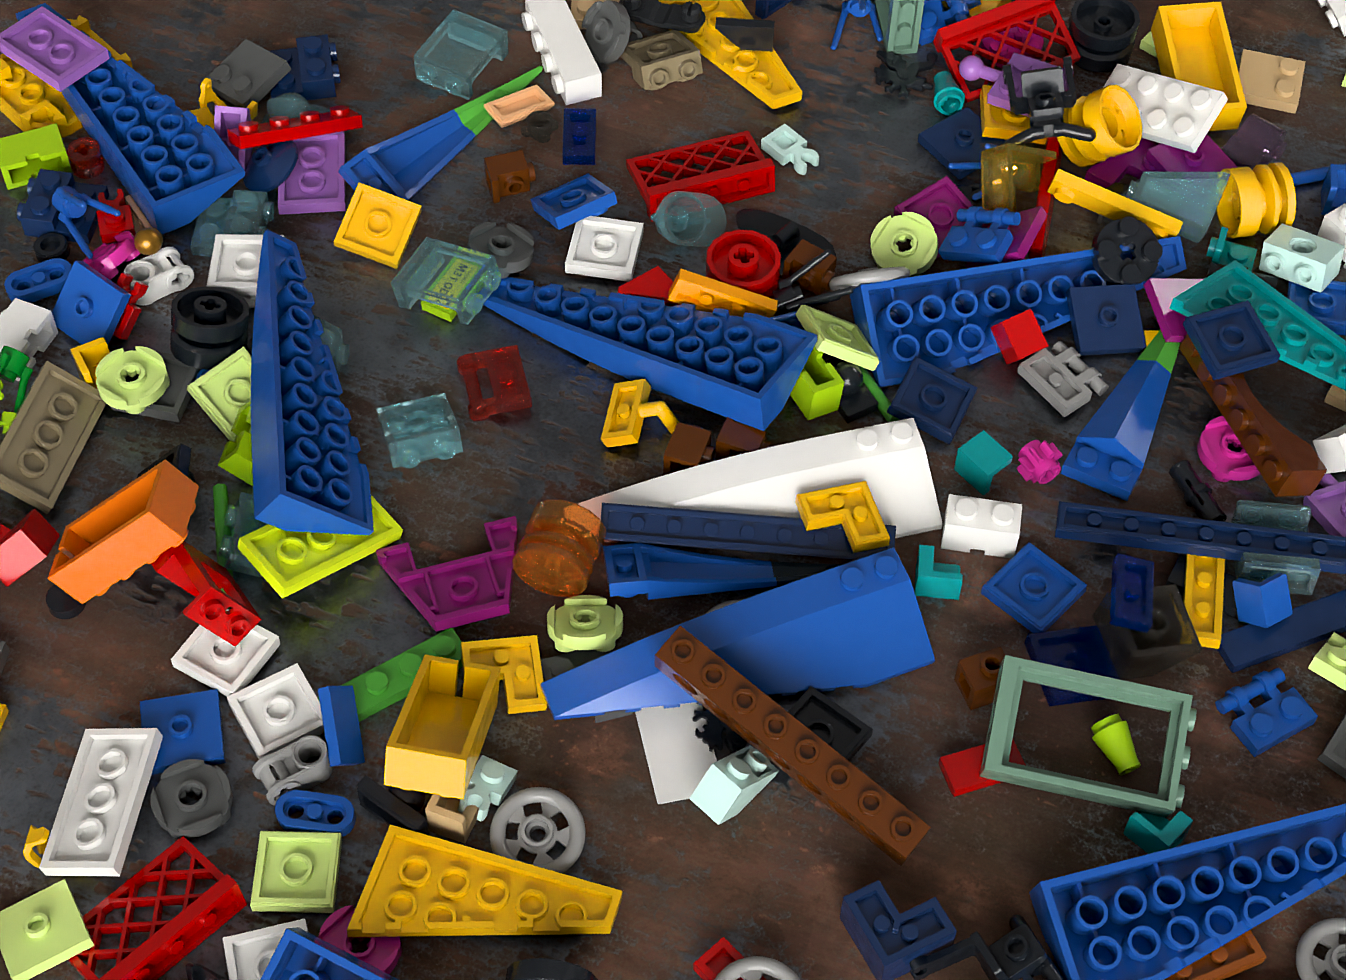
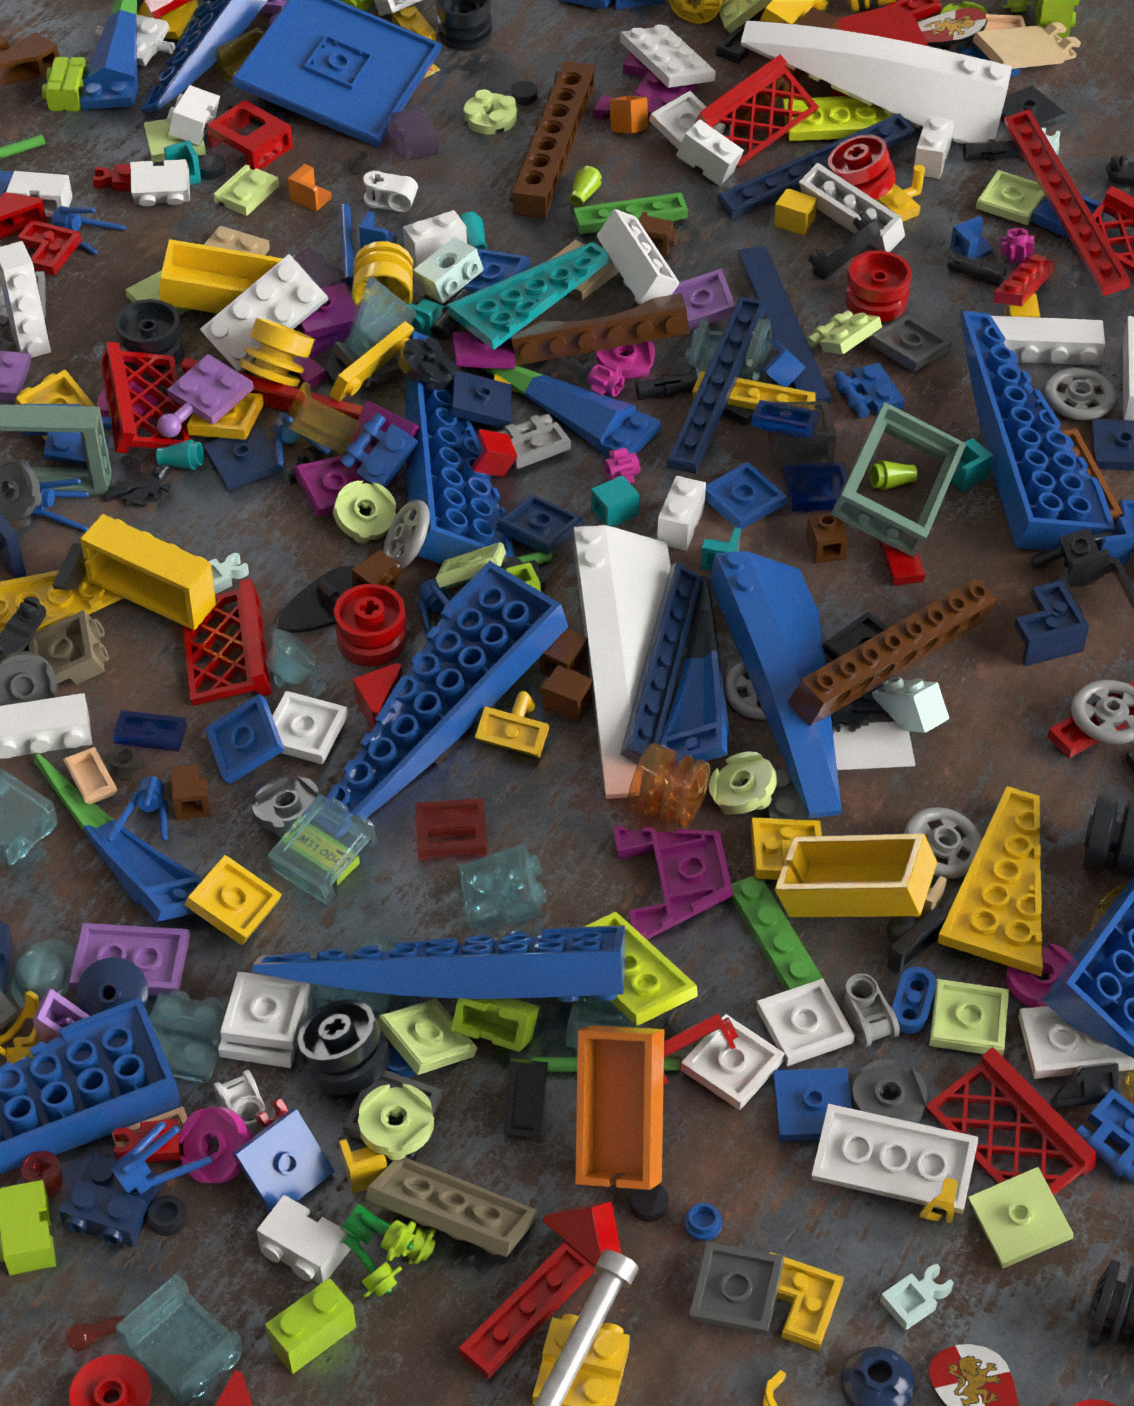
camera: 80 degrees left, 5 degrees down
(38, 280) = (219, 1224): blue plate -> none
(40, 645) = (703, 1222): none -> blue plate
(148, 241) = (217, 1091): pearl gold bar -> none
(283, 129) = (77, 960): red plate -> none
(341, 725) = (832, 964): blue tile -> none
(493, 145) = (148, 798): none -> blue plant
(711, 294) = (410, 635): light orange plate -> none
(751, 81) = (148, 571): none -> yellow piece
(791, 297) = (409, 590): black plant -> none
(845, 505) = (660, 582): yellow tile -> none
(1044, 103) = (258, 369): black piece -> none
(1176, 430) = (606, 379): none -> dark pink gear
(1231, 340) = (545, 315): dark blue plate -> none

